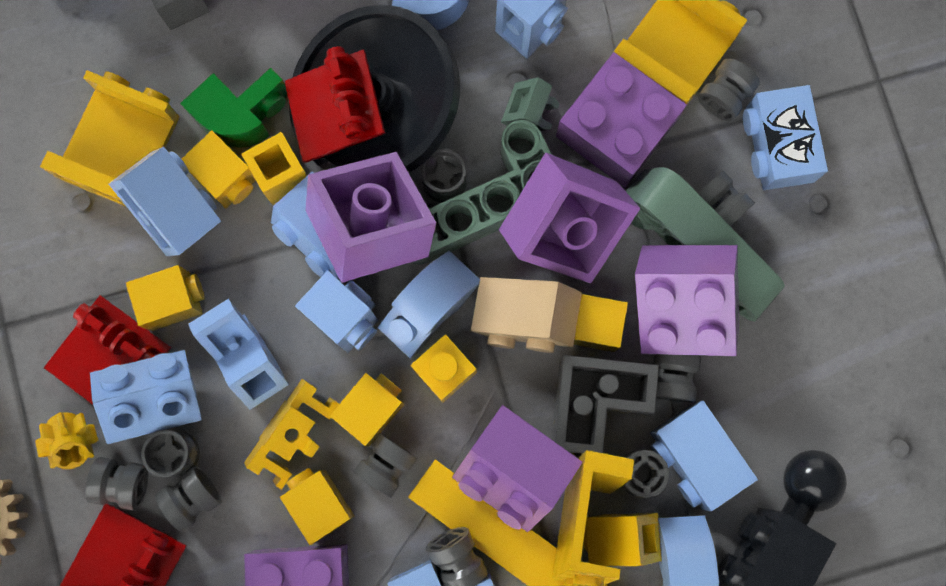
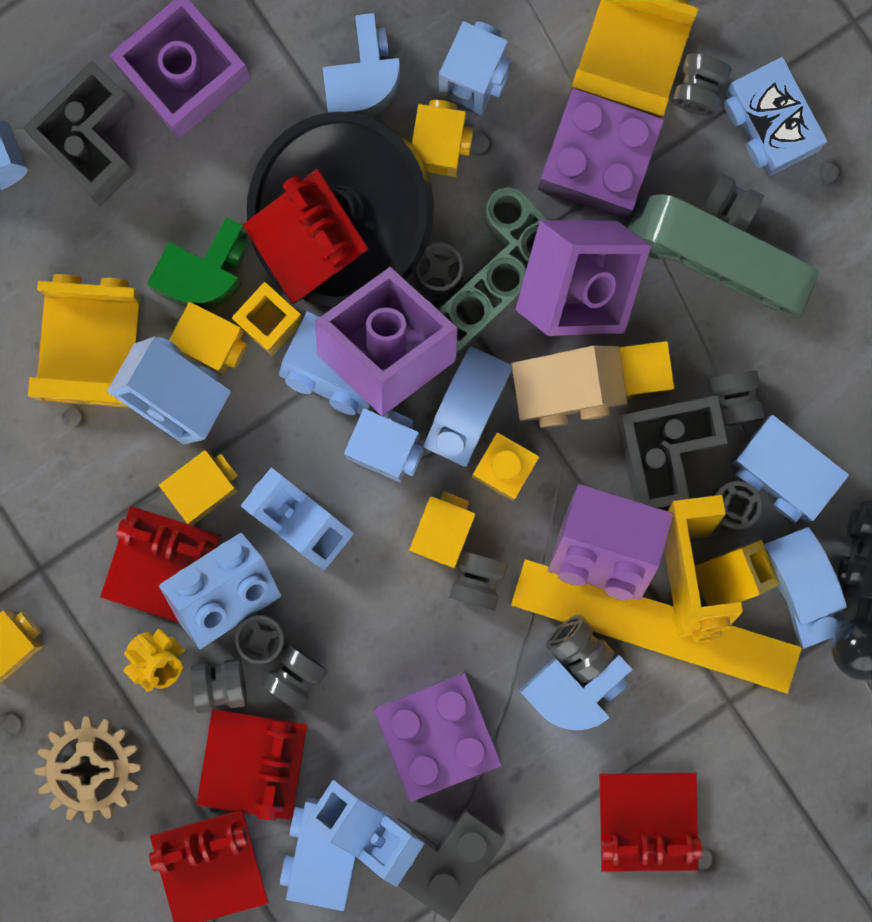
camera: 15 degrees left, 5 degrees up
(286, 418) = (359, 576): yellow piece -> none
(315, 504) = (423, 641): yellow brick -> none
(484, 62) = (441, 136): none -> yellow brick
(529, 101) = (500, 166): sand green tile -> none
(688, 299) = (726, 320): medium lavender brick -> none

